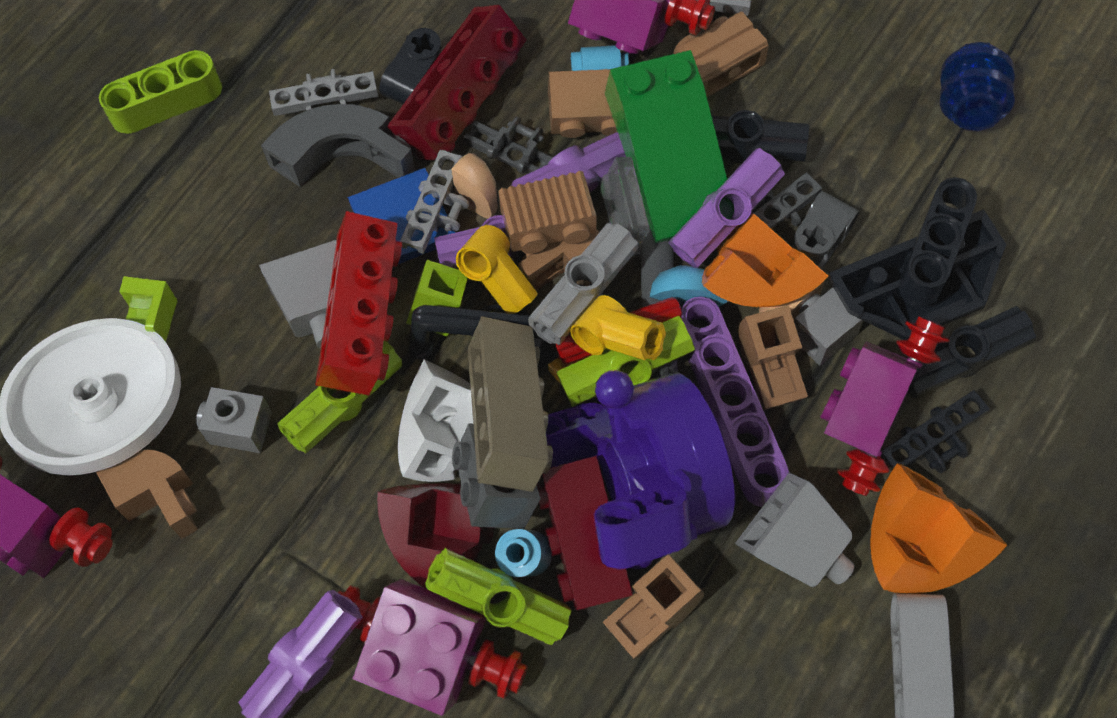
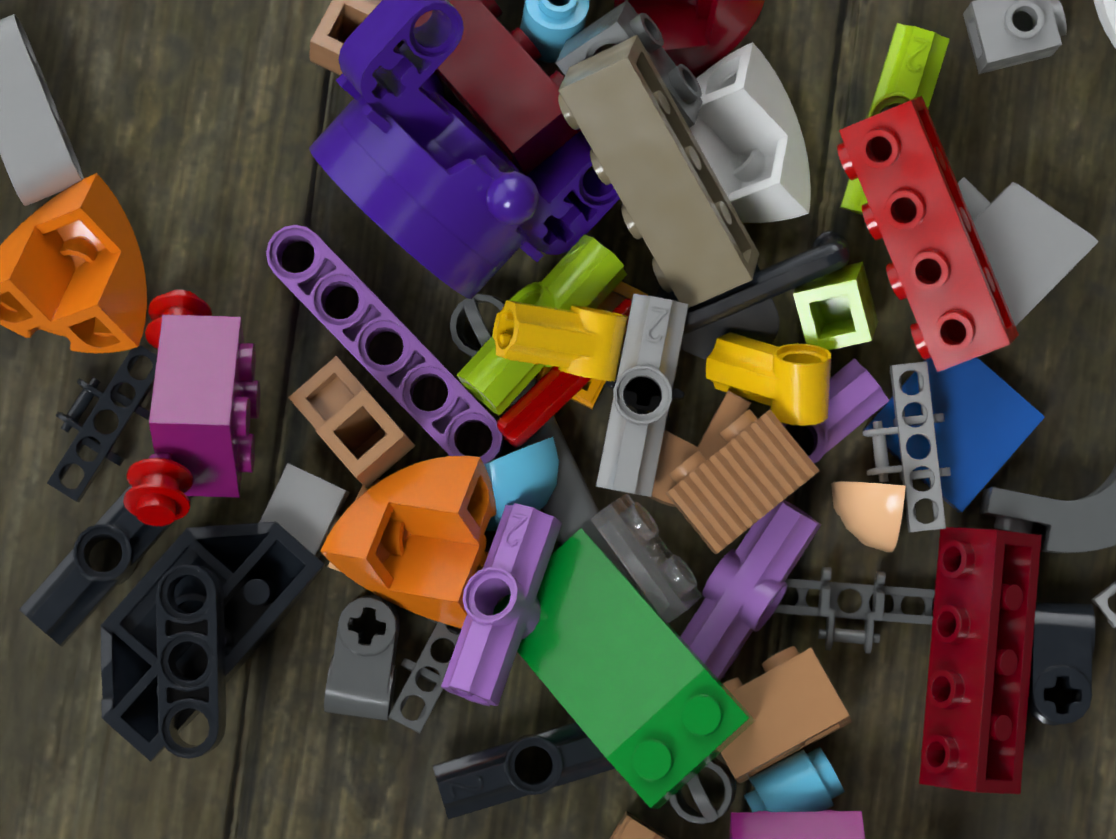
camera: 155 degrees right, 20 degrees up
(800, 534) = (227, 188): light grey torso -> none

